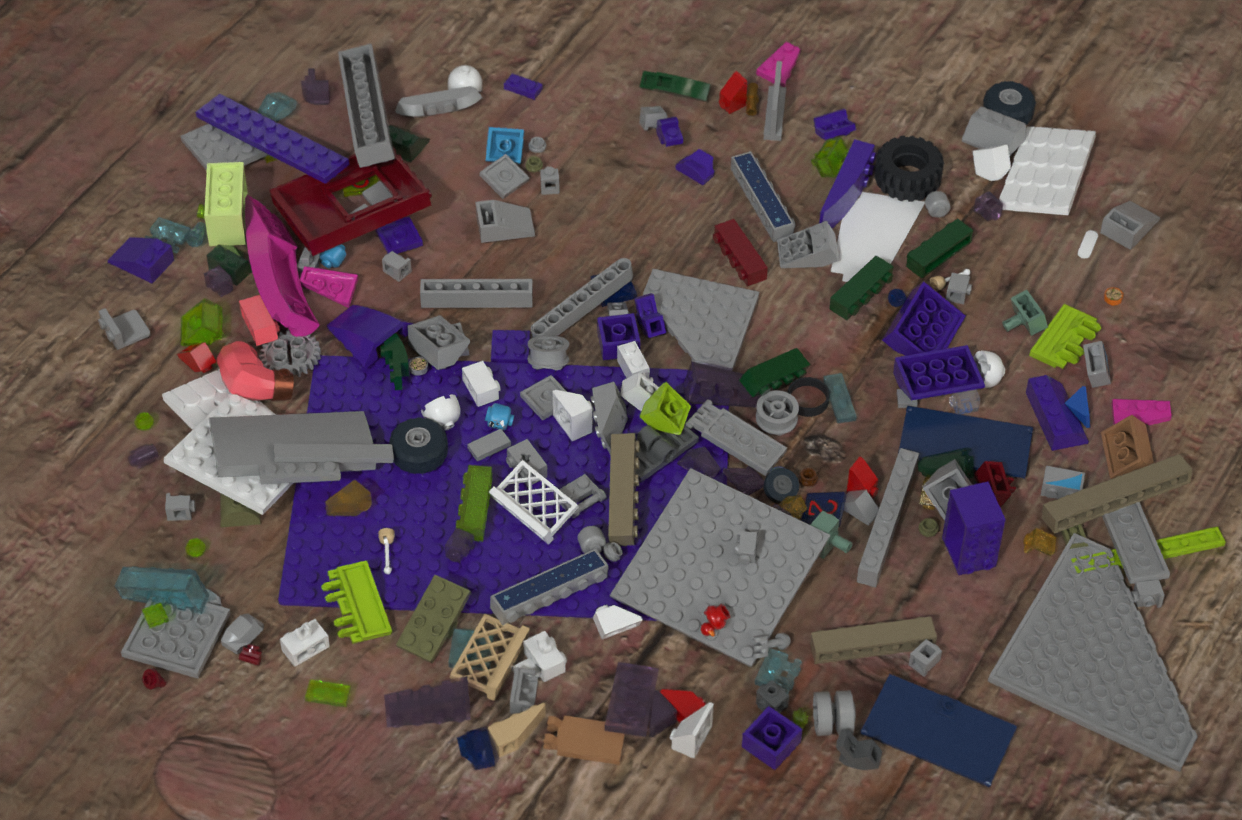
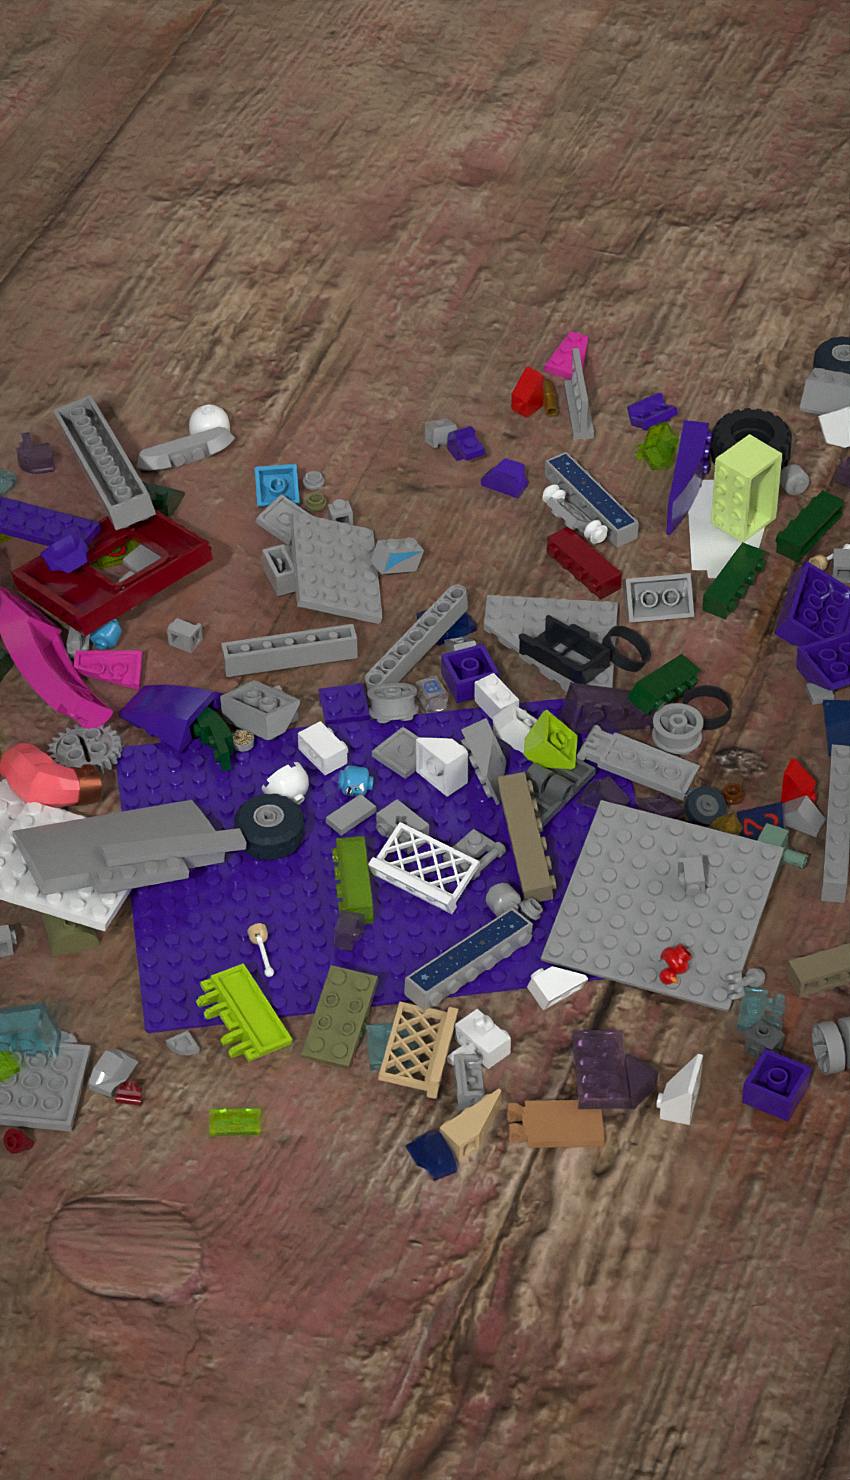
camera: 10 degrees left, 5 degrees down
(195, 548) = (28, 984): clear neon green plate -> none
(258, 320) = (37, 717): coral brick -> none
(302, 617) = (183, 1044): none -> light grey tile
(304, 642) = (191, 1069): white brick -> none
(314, 182) = (66, 553): none -> dark purple slope
(349, 501) = (203, 901): clear yellow slope -> none
(399, 236) = (179, 602): dark purple plate -> none
(429, 705) = (362, 1113): clear purple wedge -> none
(523, 86) = (278, 420): dark purple plate -> none
(532, 226) = (335, 568): none -> light grey plate
(583, 350) = (431, 694): none -> clear brick
(586, 223) = (397, 555): none -> light grey brick
(647, 316) = (501, 650): dark purple brick -> none
(675, 85) = (456, 393): dark green slope -> none
(684, 702) = (664, 1061): red slope -> none
(711, 320) = (575, 639): none -> black piece
(741, 208) = (573, 516): none -> plate
(744, 344) = (635, 639): none -> black tyre
(794, 293) = (658, 597): none -> light grey slope
(800, 718) = (802, 1056): clear neon green plate -> none
(808, 247) = (660, 546): light grey slope -> none
(840, 398) = (744, 704): clear light blue tile -> none
(889, 208) = (746, 488): none -> yellowish green hose
(896, 297) = (777, 585): clear blue plate -> none

